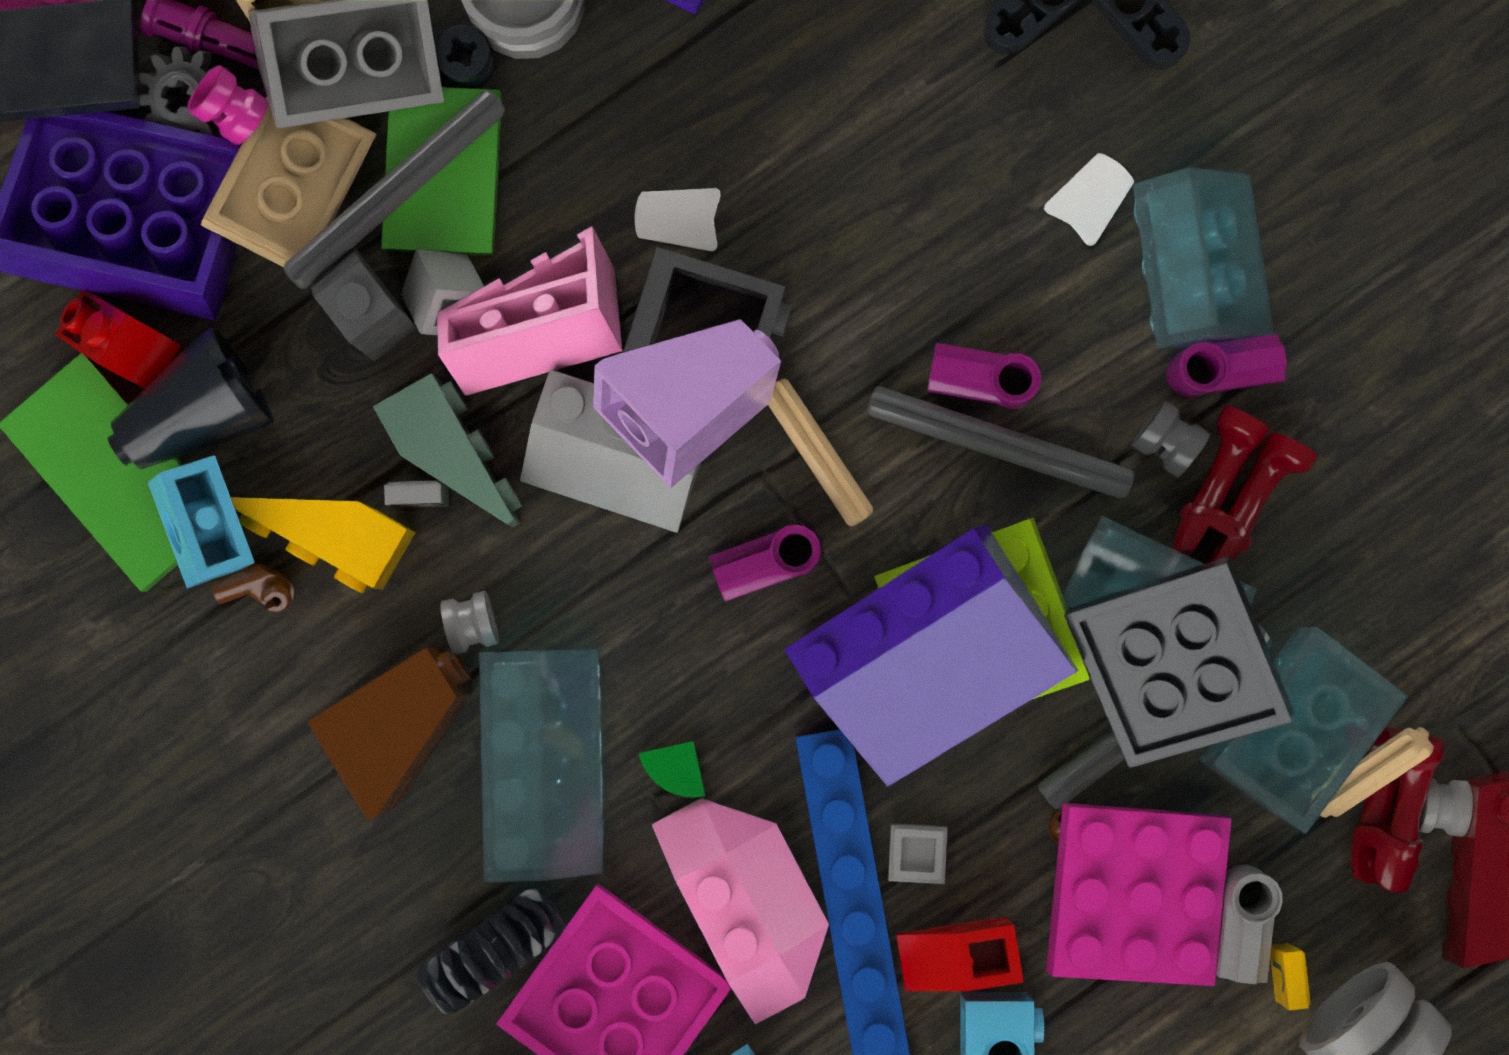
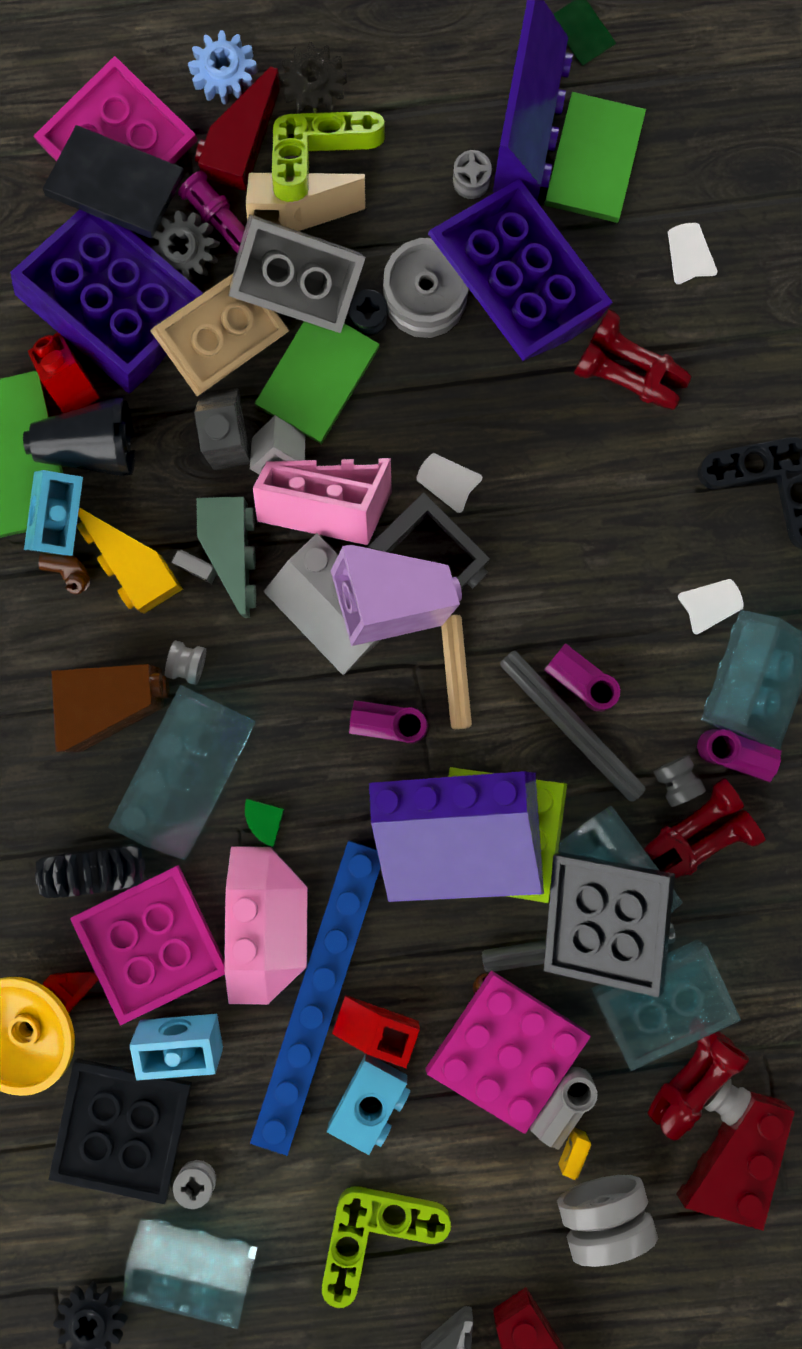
camera: 30 degrees right, 0 degrees up
(227, 105) = (206, 265): dark pink wheel -> none
(394, 189) = (280, 371): dark grey axle -> none
(917, 853) = (385, 952): light grey tile -> none
(1381, 768) = (699, 1056): tan axle -> none

